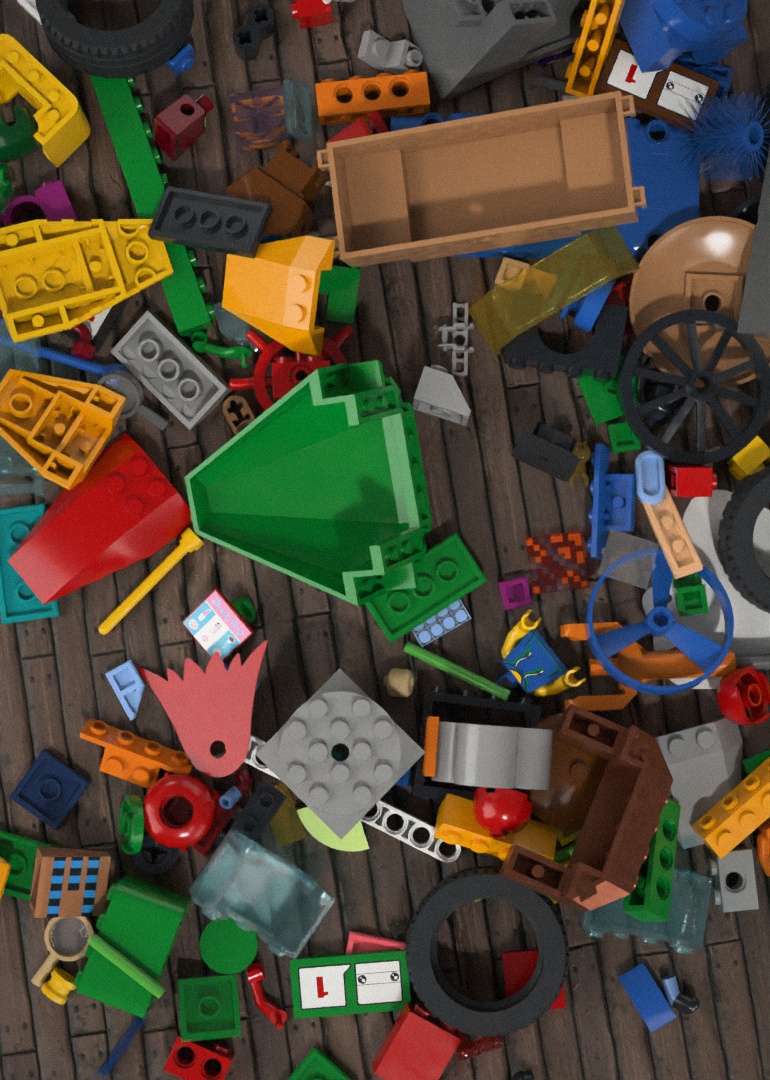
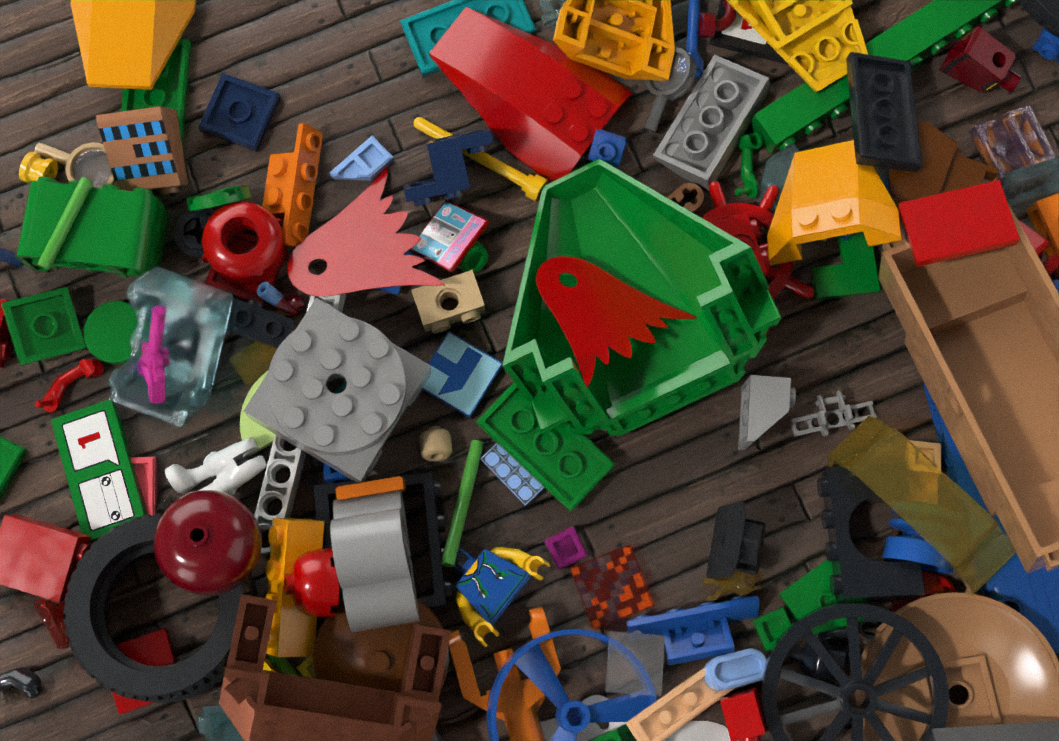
camera: 75 degrees right, 5 degrees down
(159, 612) = (447, 166): none -> dark blue bracket
(176, 467) = (608, 147): none -> blue bracket
(267, 626) = (460, 287): none -> tan brick
(270, 910) = (155, 357): none -> dark pink piece
(324, 511) = (599, 311): none -> red piece
(334, 189) = (958, 223): none -> red tile
(343, 645) = (461, 374): none -> tile
(382, 869) = (223, 466): none -> white piece
(449, 874) = (225, 553): none -> dark red cylinder

